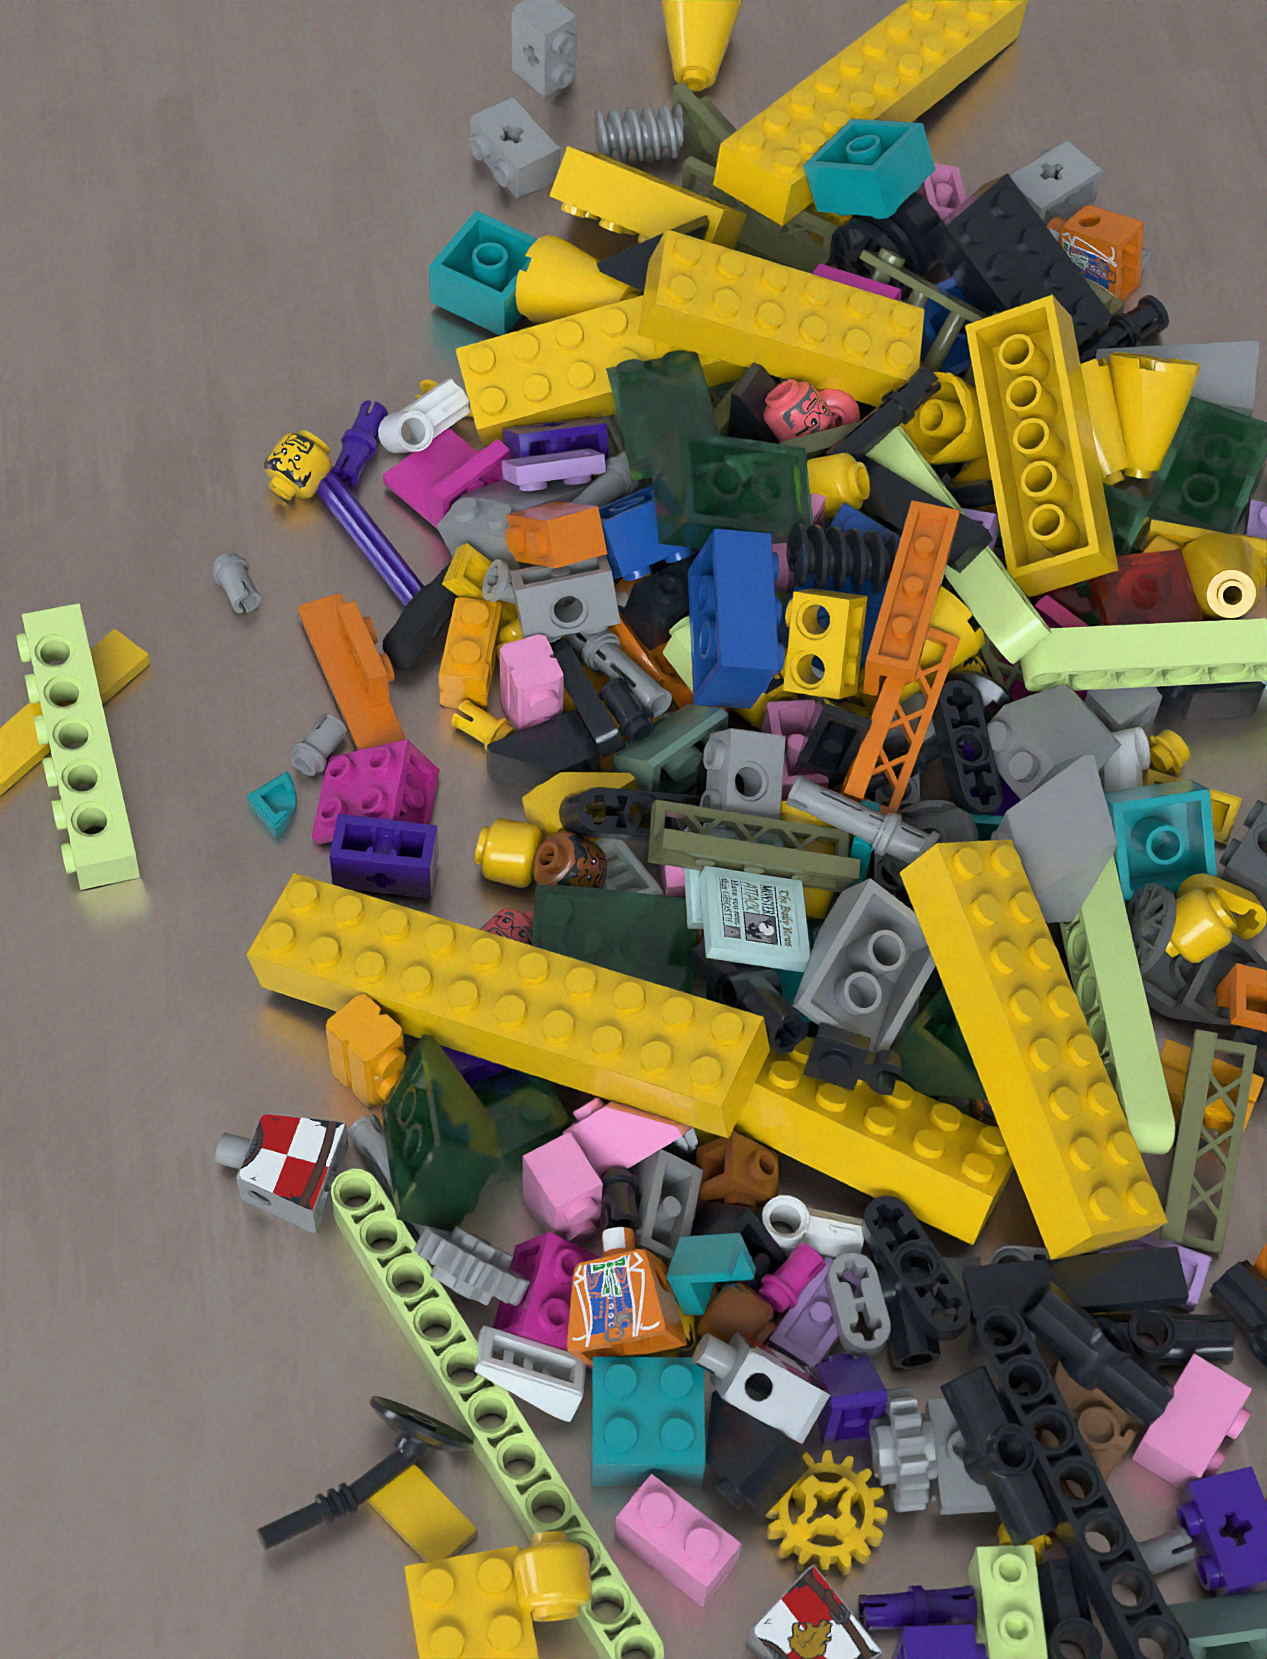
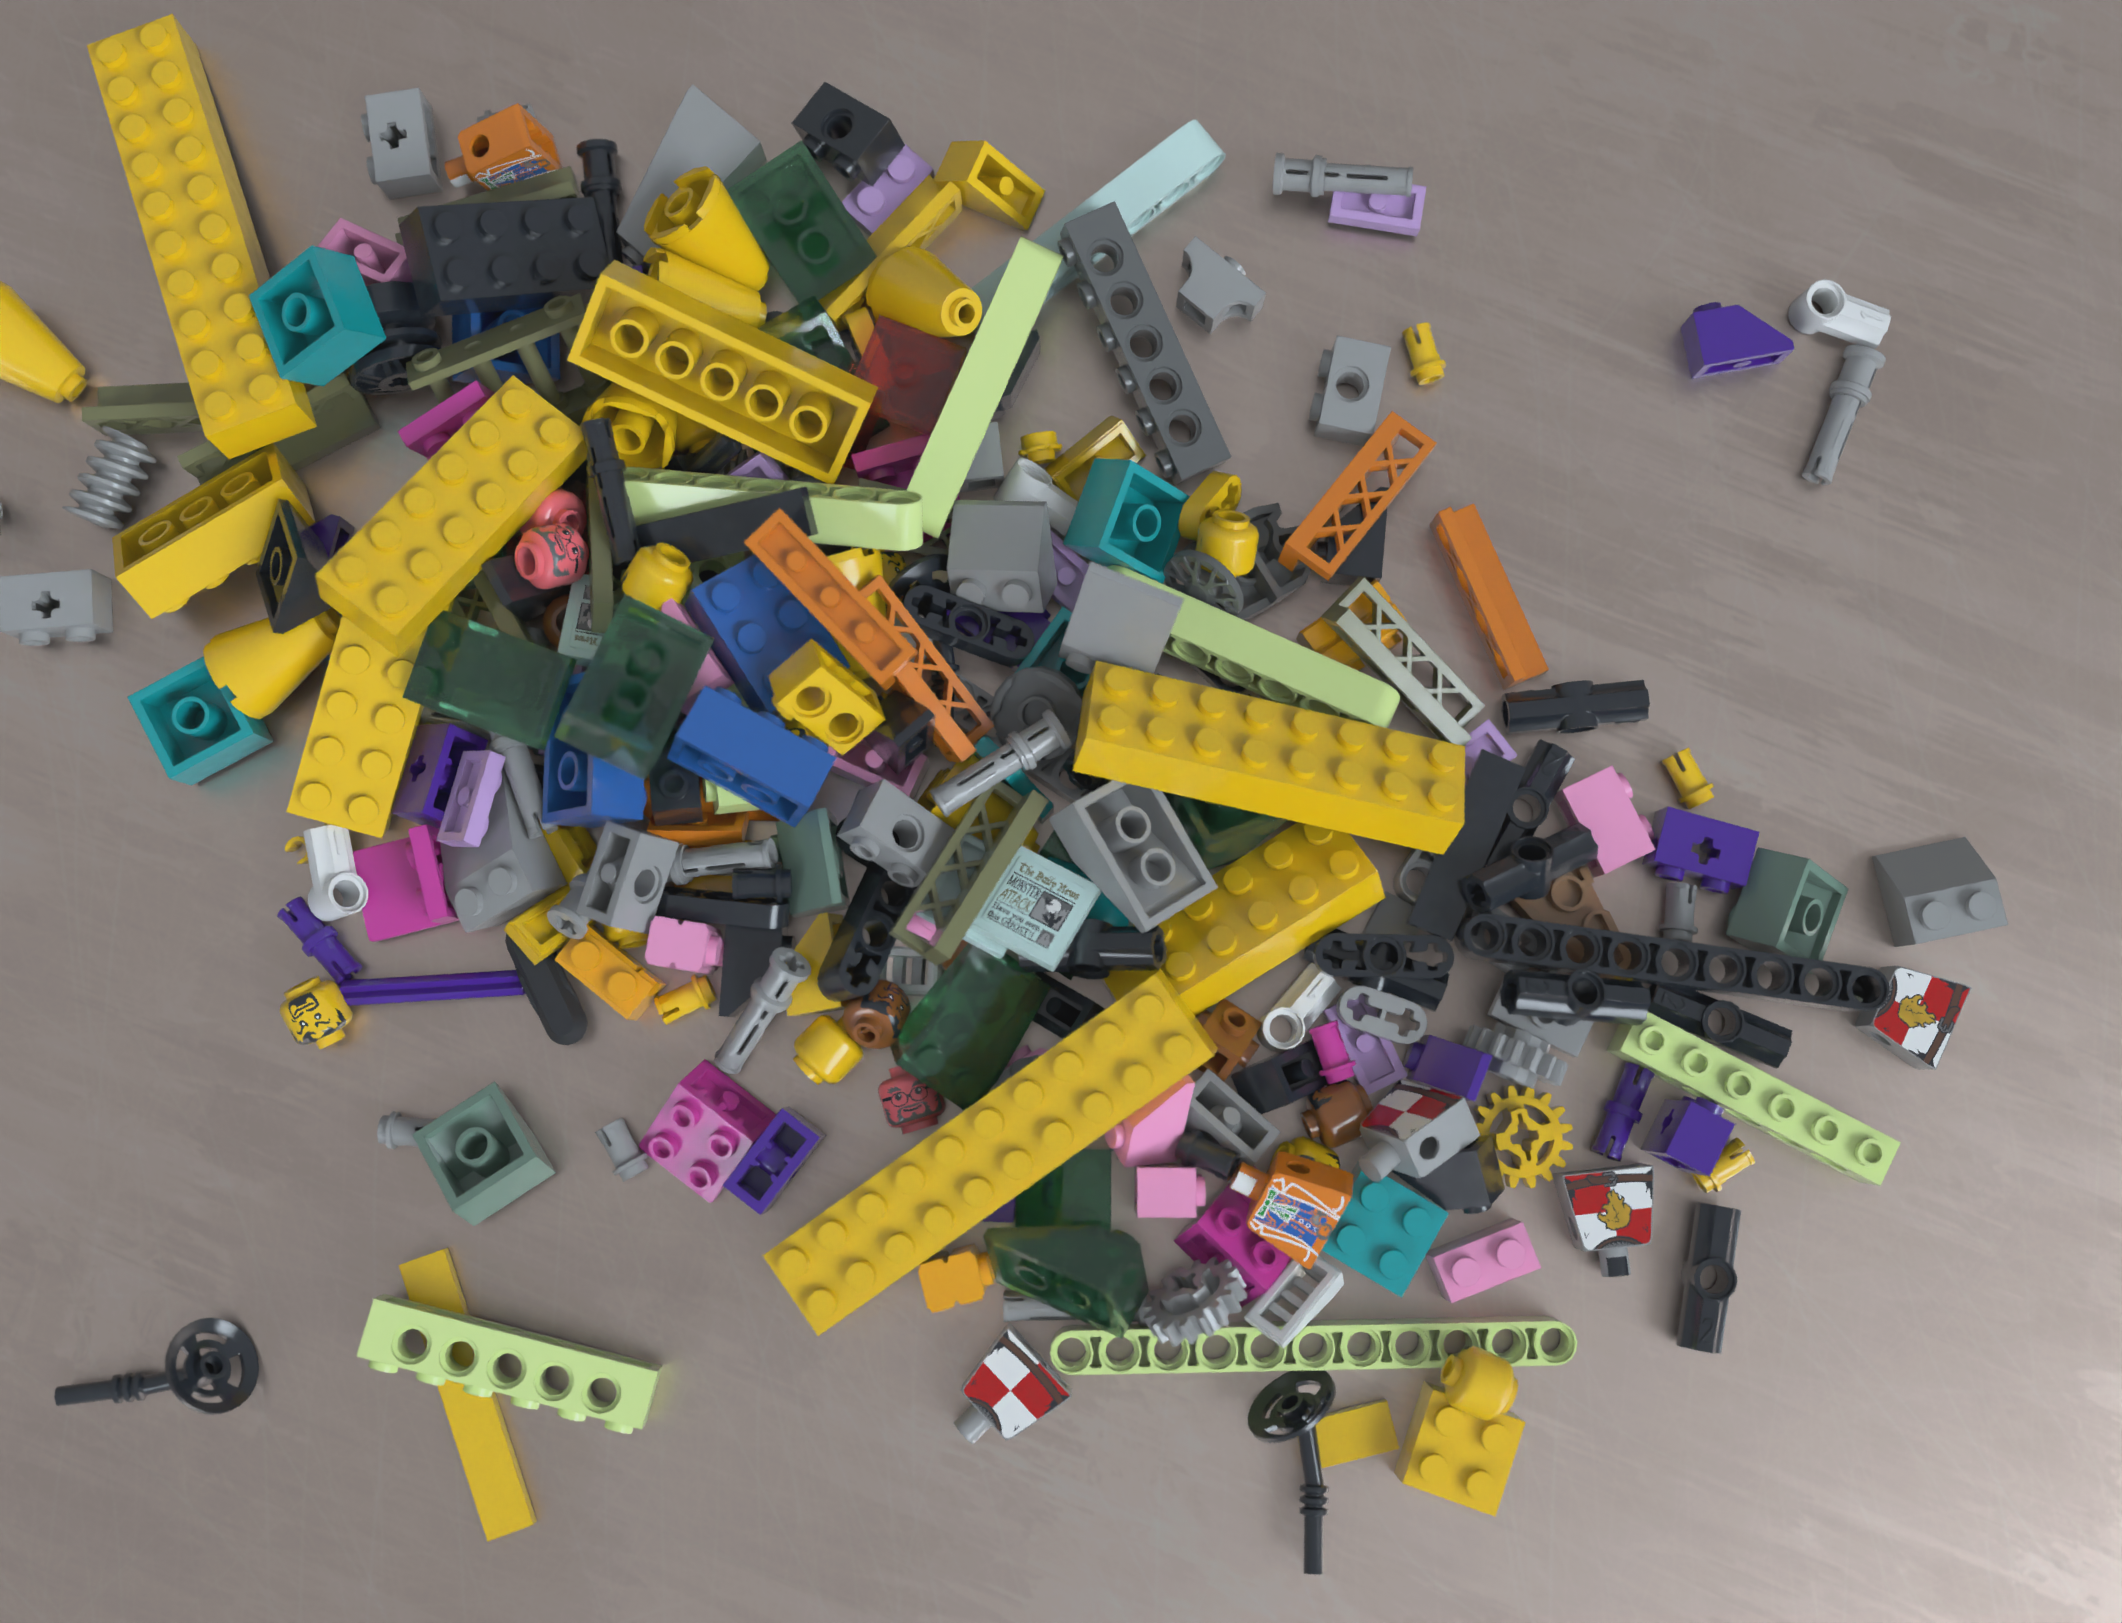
camera: 55 degrees left, 25 degrees up
(249, 638) = (483, 1154): none -> sand green slope
(275, 803) = (658, 1214): teal tile -> none
(353, 668) = (566, 1082): orange bracket -> none
(530, 769) = (769, 996): none -> light grey pin
(555, 534) = (564, 853): orange brick -> none
(702, 1262) = (1303, 1123): teal panel -> none
(840, 556) = (758, 635): black piece -> none
(845, 1057) = (1202, 912): black plate -> none

